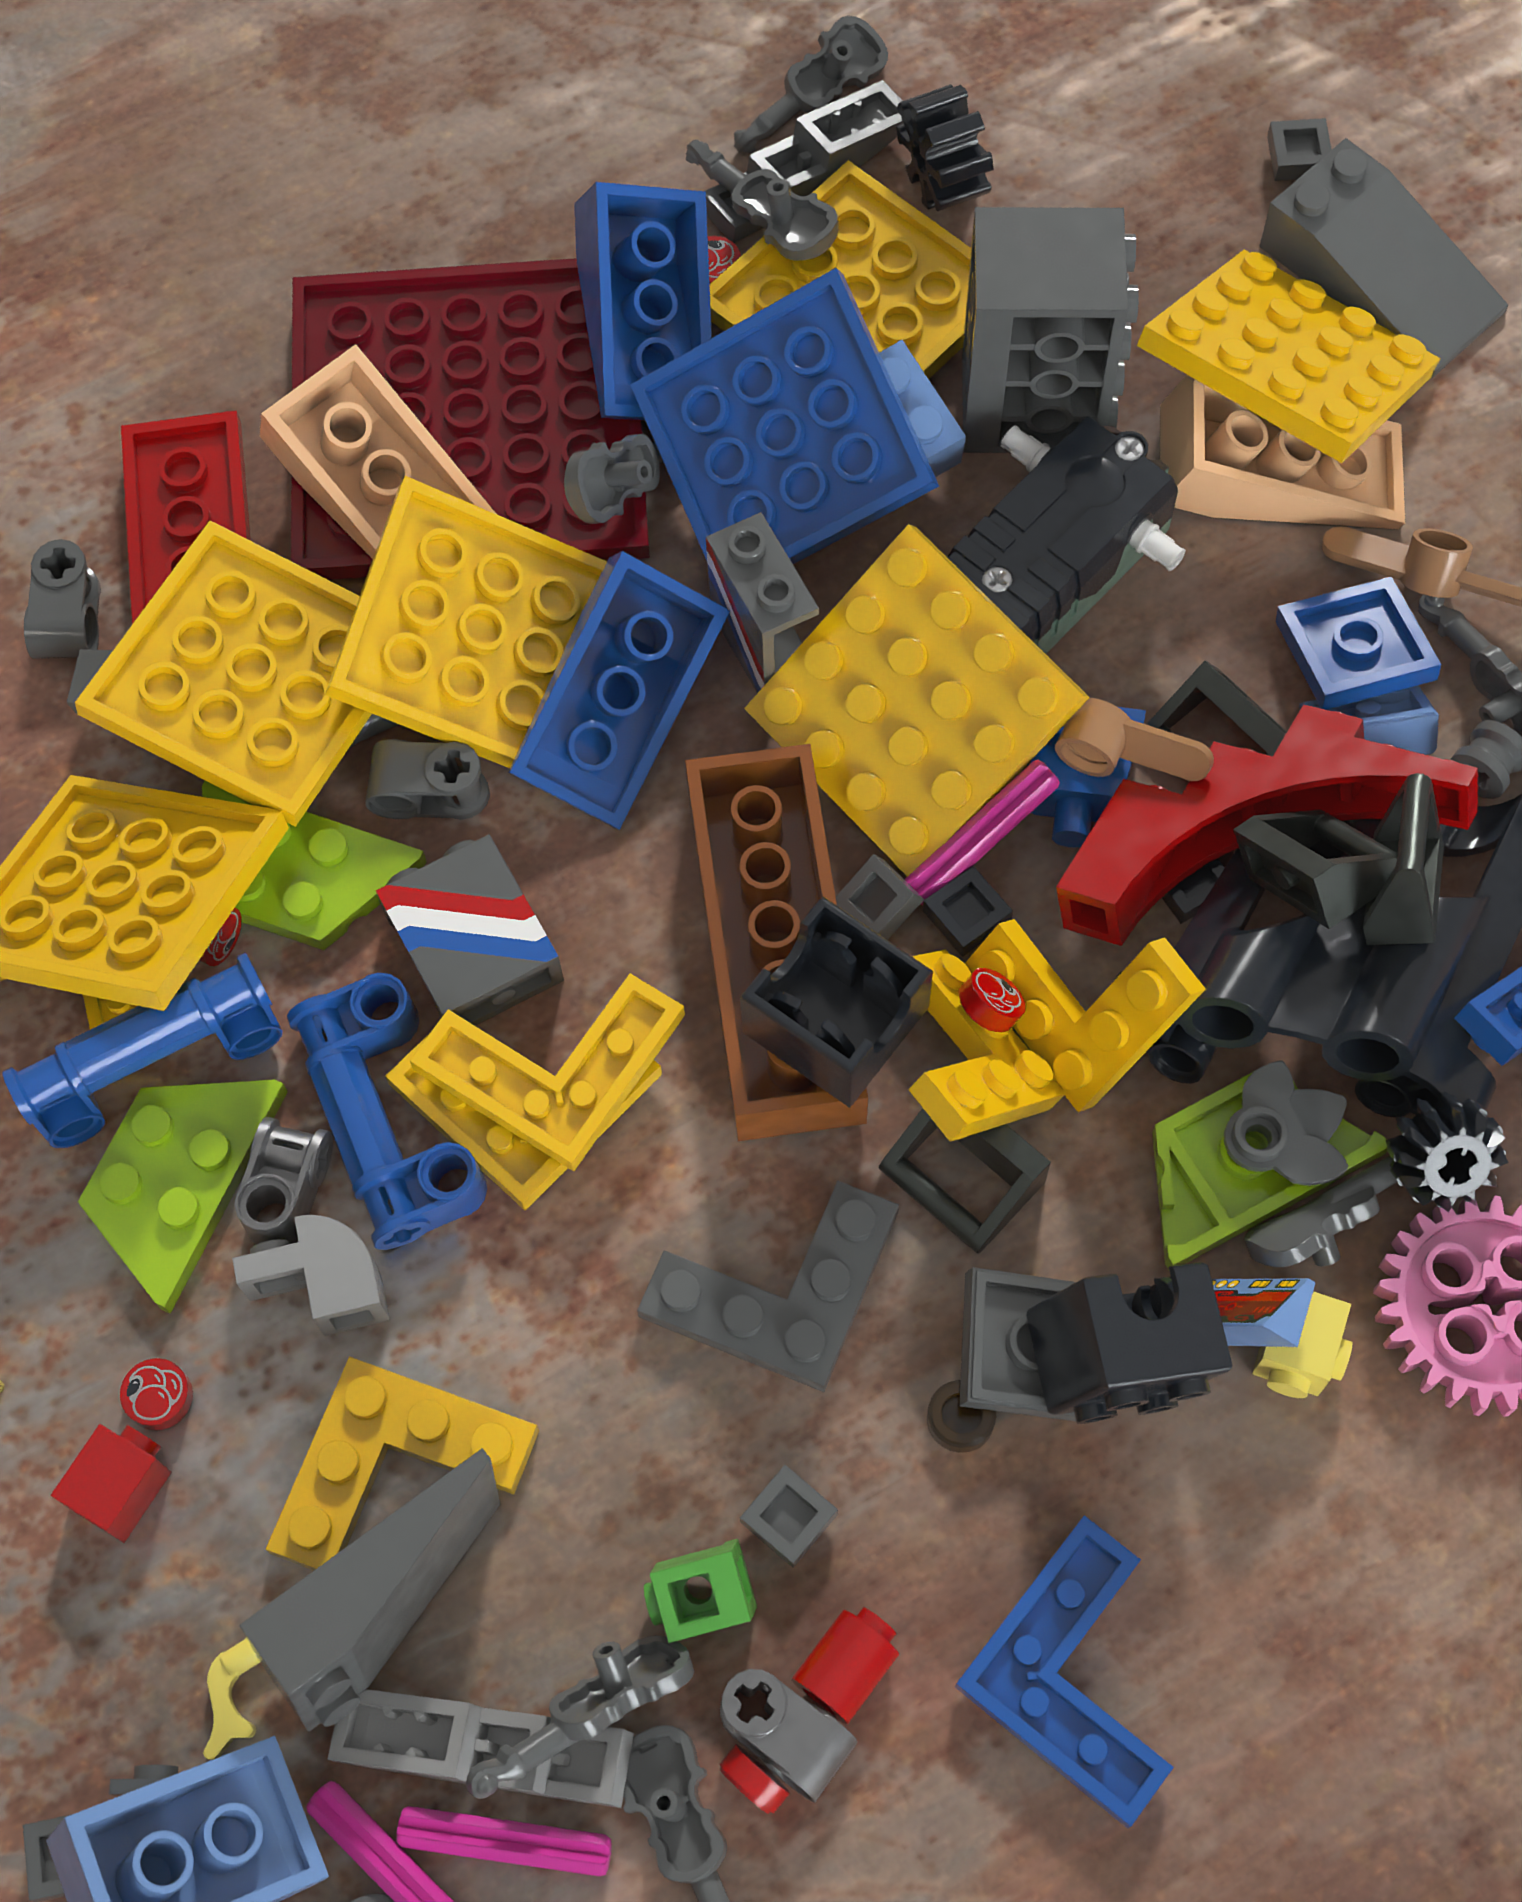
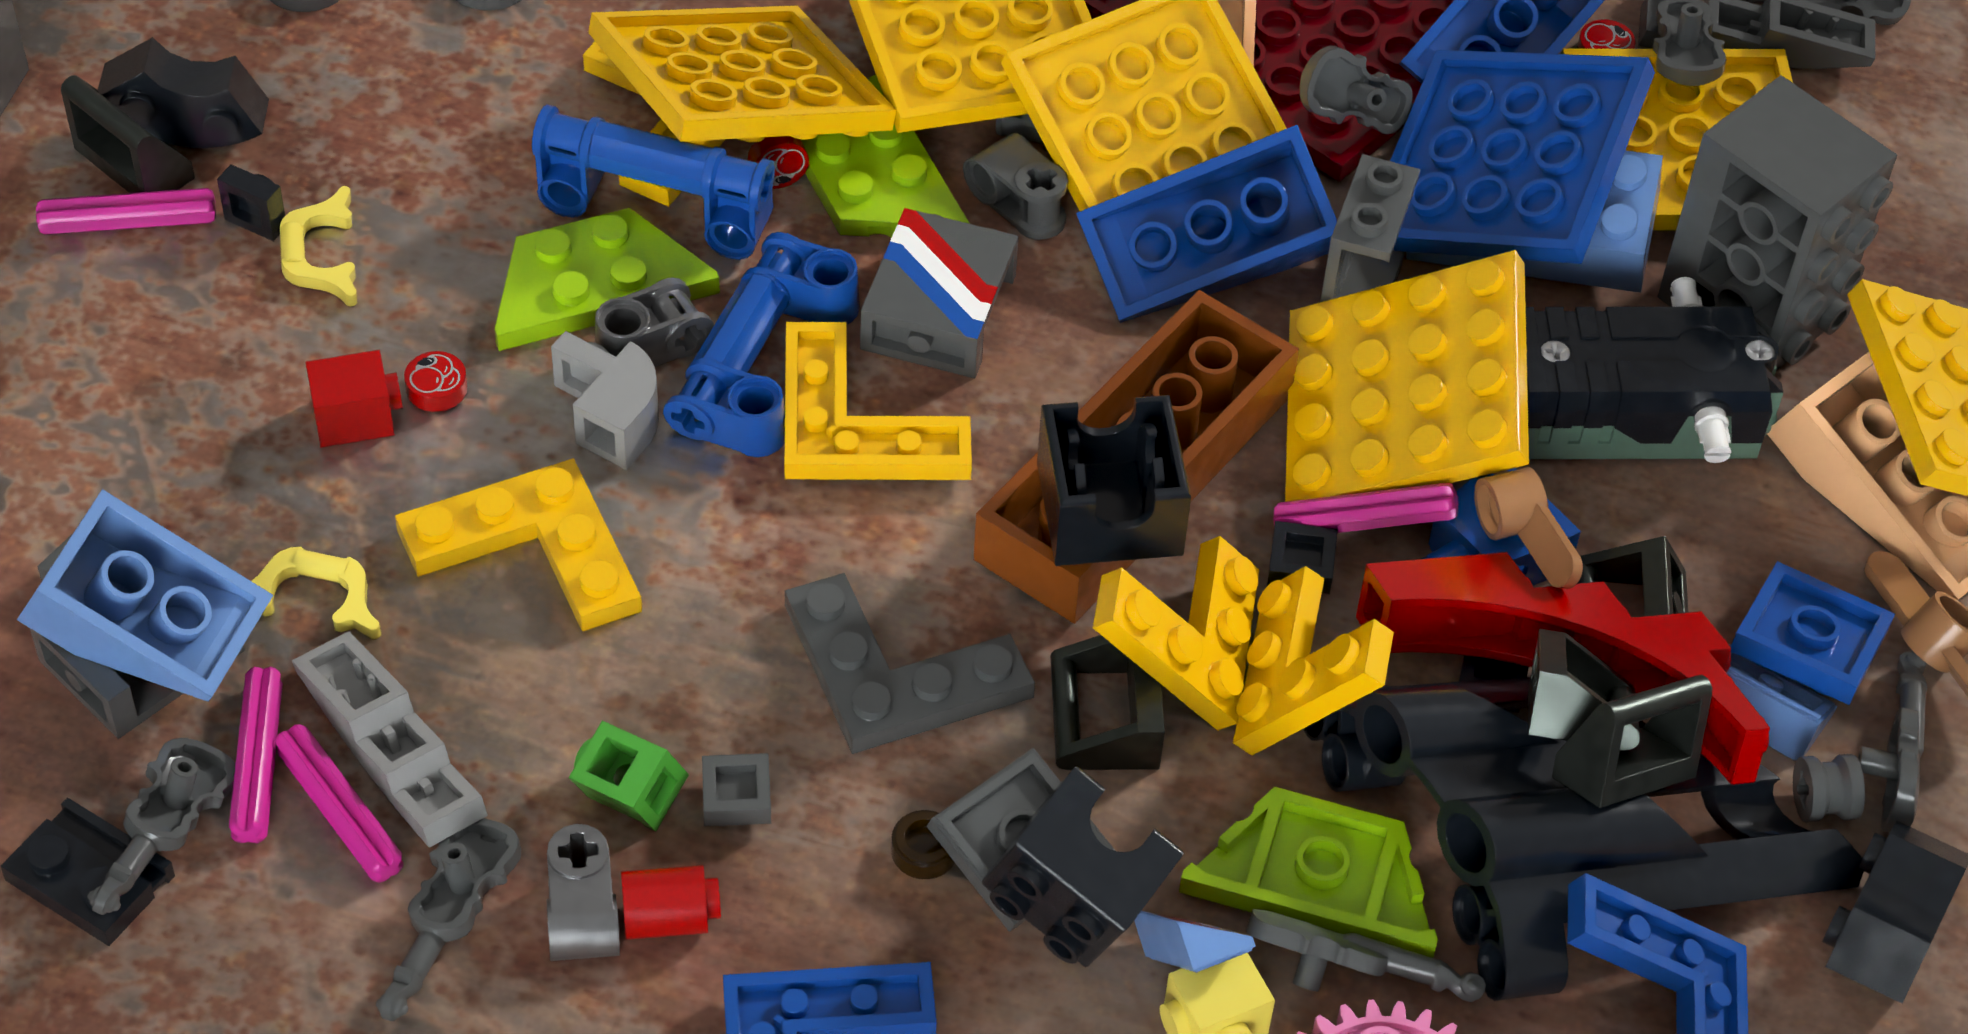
camera: 40 degrees right, 15 degrees down
(351, 1613) = (427, 572): dark grey slope -> none
(564, 1110) = (877, 429): yellow plate -> none
(624, 1682) = (469, 763): dark grey piece -> none
(753, 1780) = (528, 908): red tile -> none
(879, 897) = (1244, 497): dark grey plate -> none
(944, 147) = (1867, 78): black gear -> none
(991, 1000) = (1242, 603): red tile -> none
(1294, 1124) = (1373, 864): dark grey plate -> none
(1446, 1151) = (1479, 944): black gear -> none

